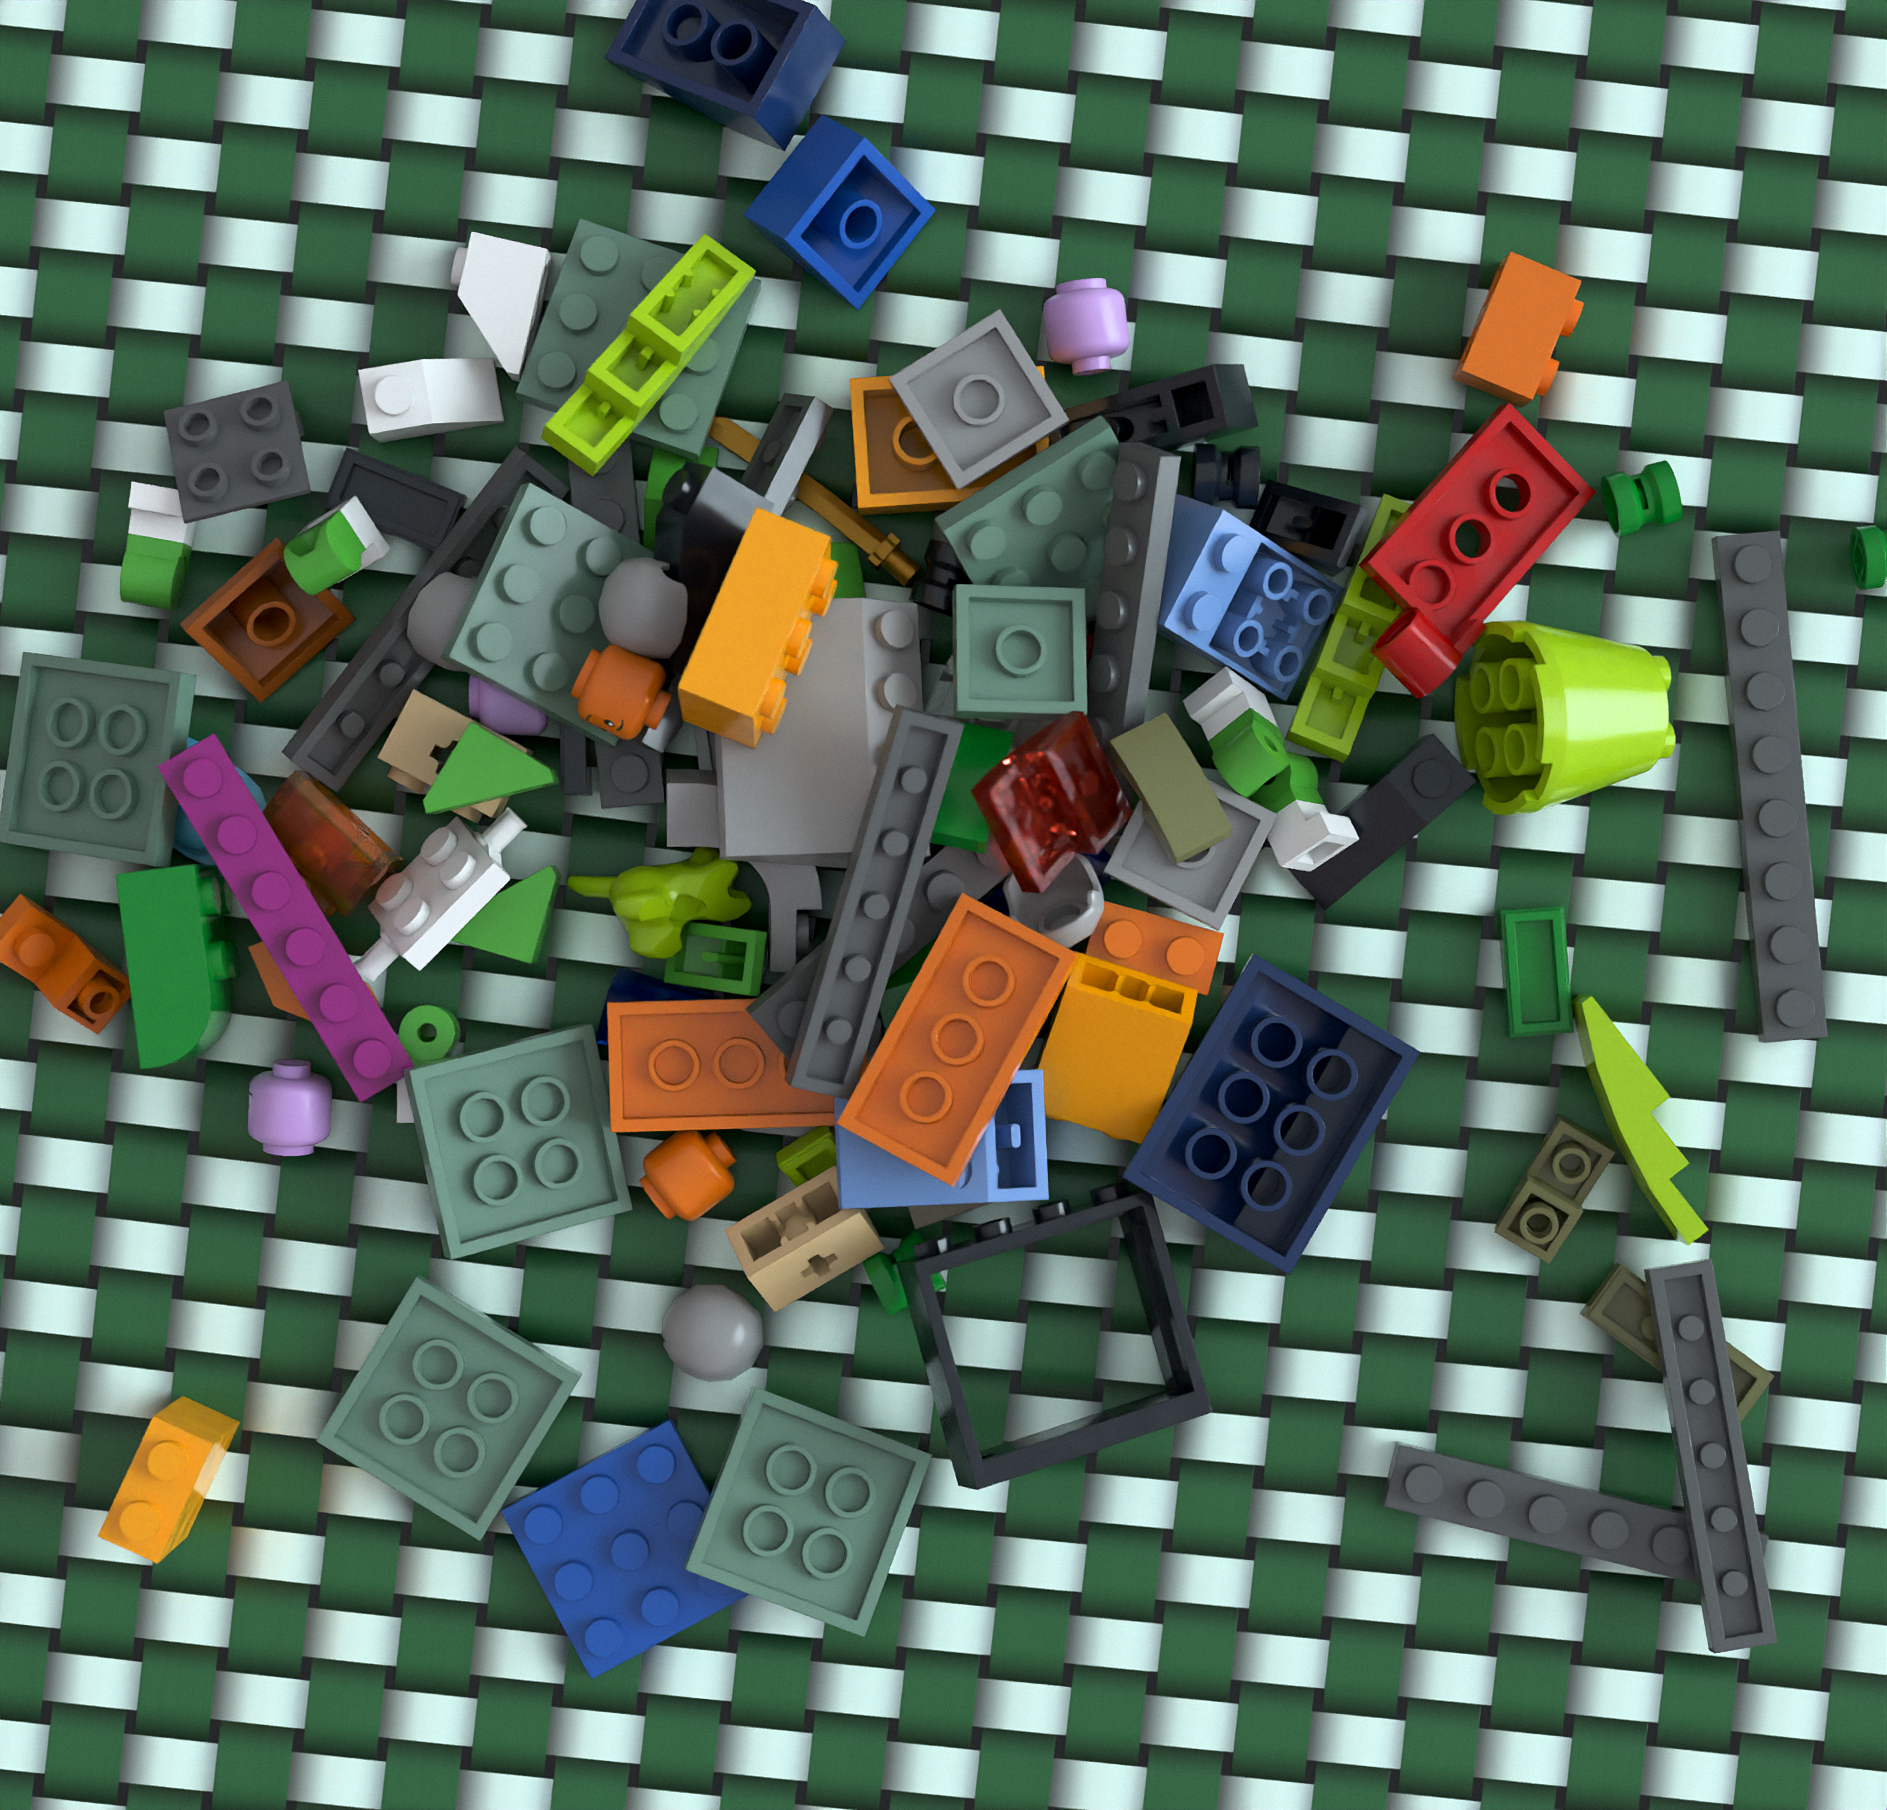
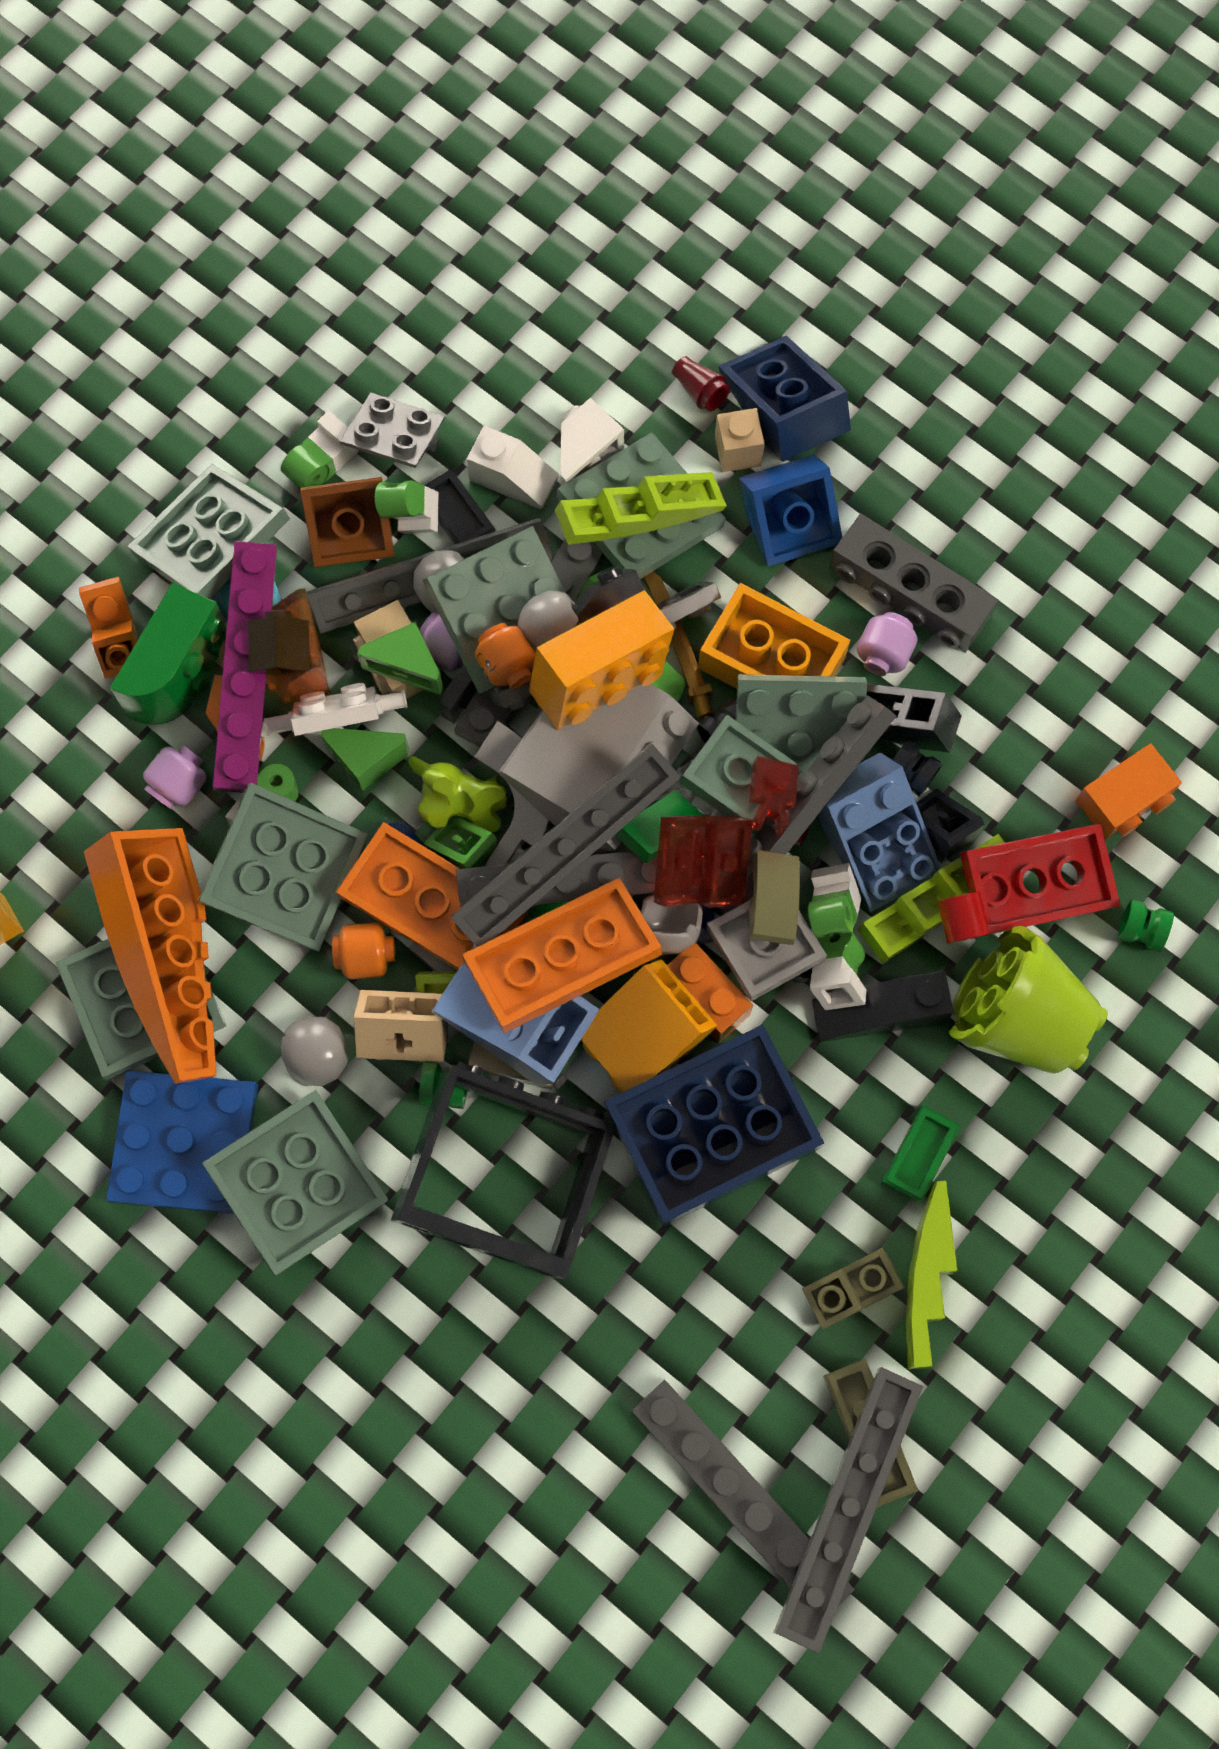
camera: 30 degrees right, 15 degrees down
(317, 869) = (279, 644): none -> dark brown brick
(417, 1327) = (155, 932): none -> orange wedge
(599, 101) = (702, 384): none -> dark red cone
(707, 157) = (739, 440): none -> tan brick
(978, 400) = (803, 631): light grey plate -> none
(1082, 649) = (774, 788): none -> clear red plate
(1162, 198) = (905, 563): none -> dark grey brick
(1769, 786) = (1123, 1140): dark grey plate -> none

